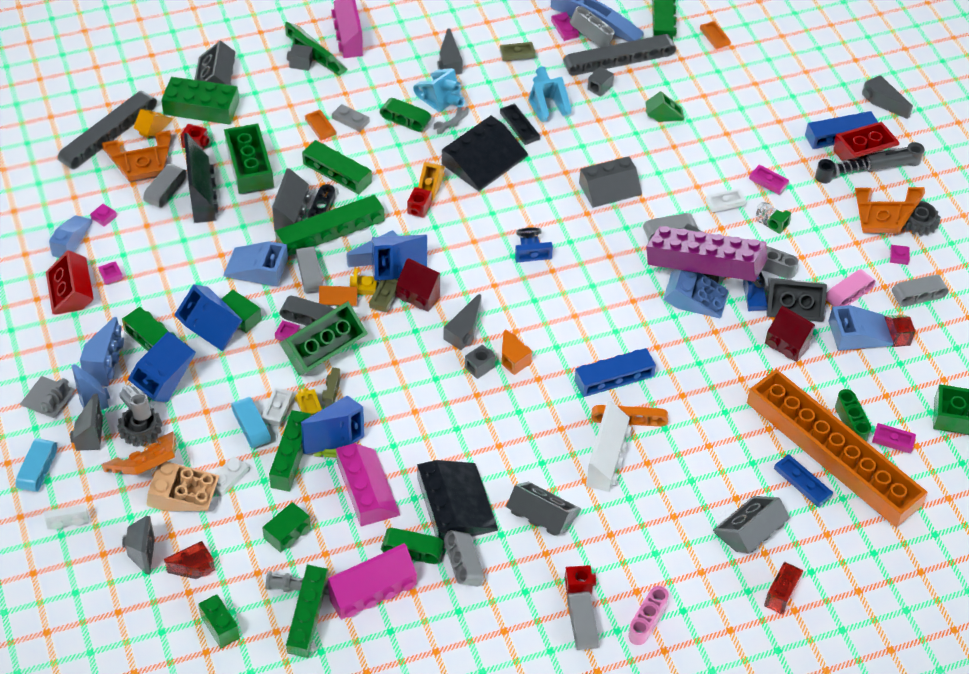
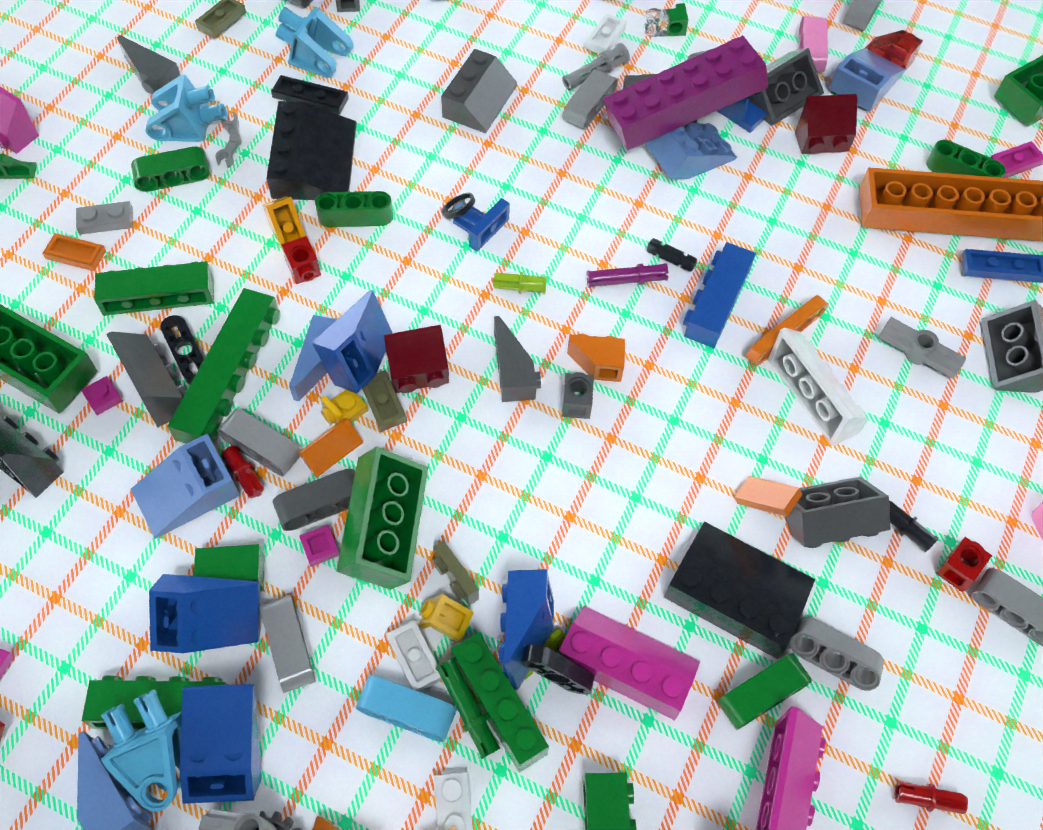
camera: 45 degrees left, 10 degrees up
(130, 345) = (145, 754): none -> medium azure piece
(231, 358) = (287, 644): none -> light grey beam
(264, 199) = (101, 395): none -> dark pink plate
(272, 447) = (468, 709): none -> green pin
(288, 276) = (242, 472): none -> red axle
(327, 455) = (557, 669): none -> black beam
(434, 646) = (930, 797): none -> red axle
(473, 196) = (354, 209): none -> green beam
(516, 473) = (768, 496): none -> tile
(517, 291) = (520, 282): none -> lime axle
(574, 544) = (911, 528): none -> black axle
(582, 331) = (638, 274): none -> magenta pin
(616, 337) = (671, 254): none -> black axle
(696, 487) = (922, 347): none -> light grey piece
(705, 211) = (605, 62): none -> light grey pin

